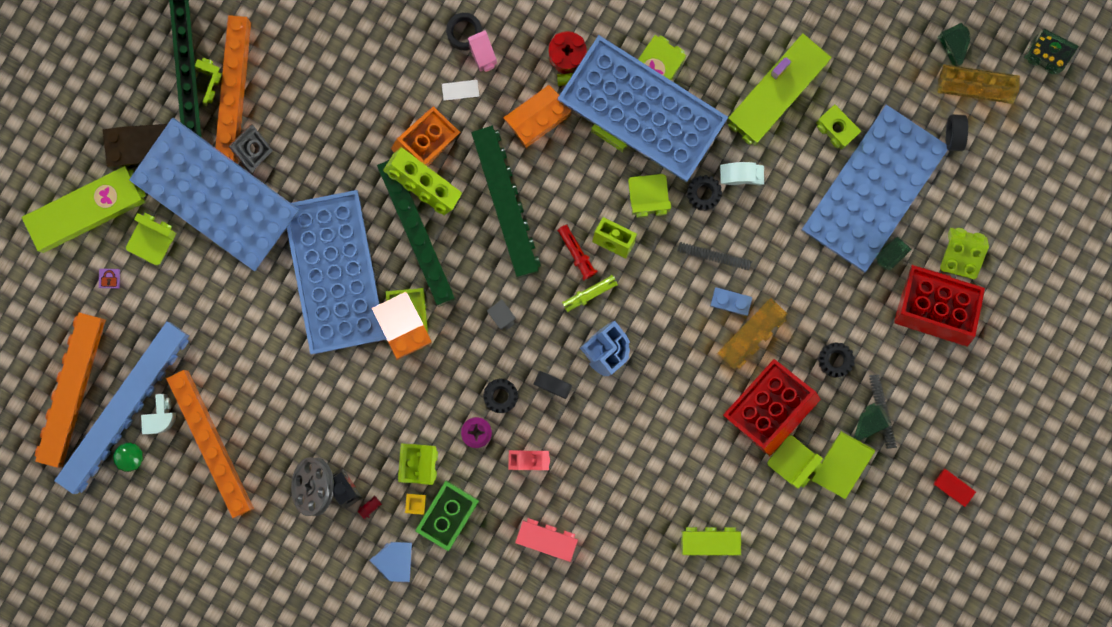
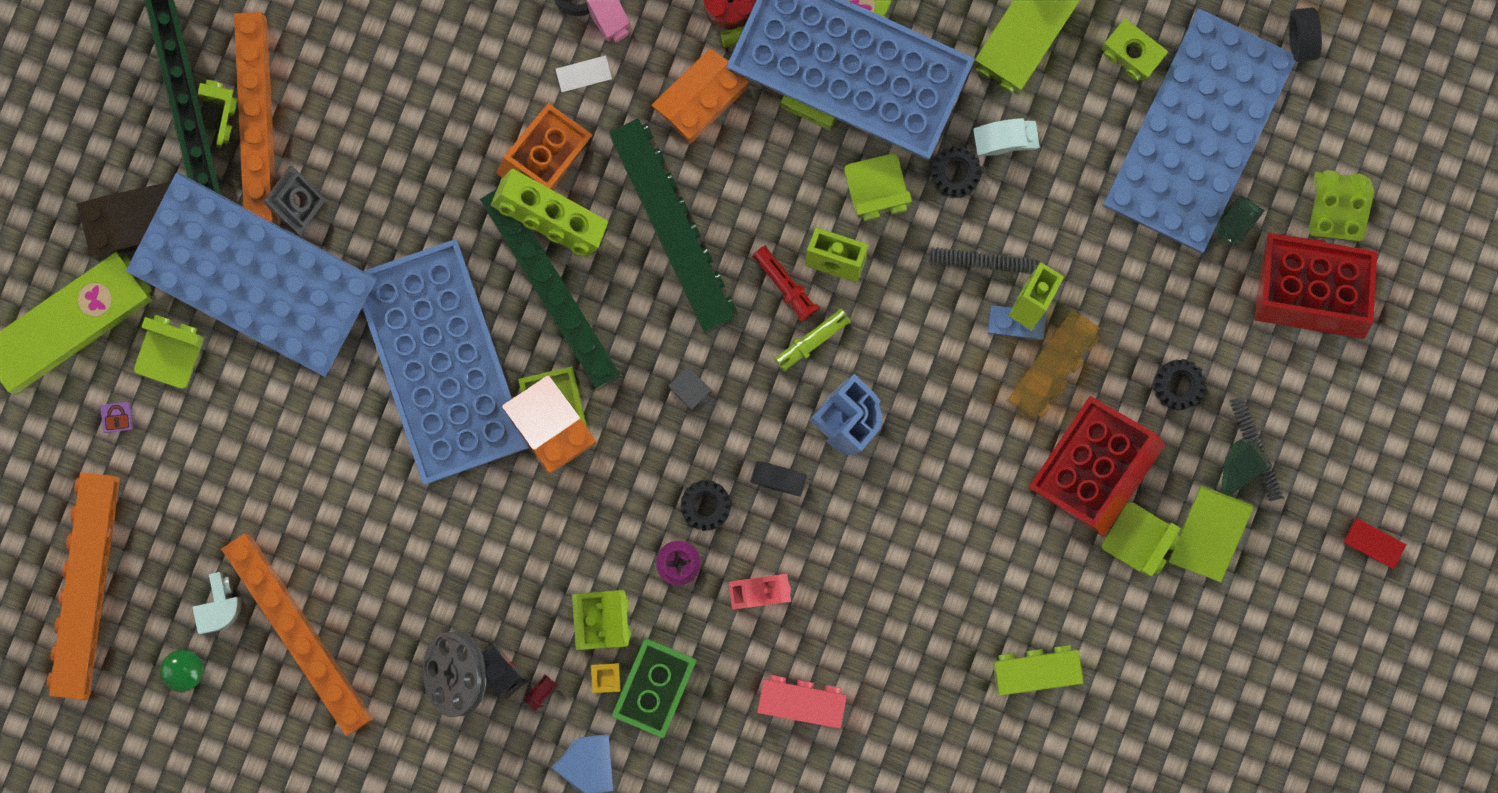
camera: 10 degrees left, 0 degrees up
(121, 408) = (162, 602): medium blue brick -> none
(746, 285) = (1036, 296): none -> lime brick

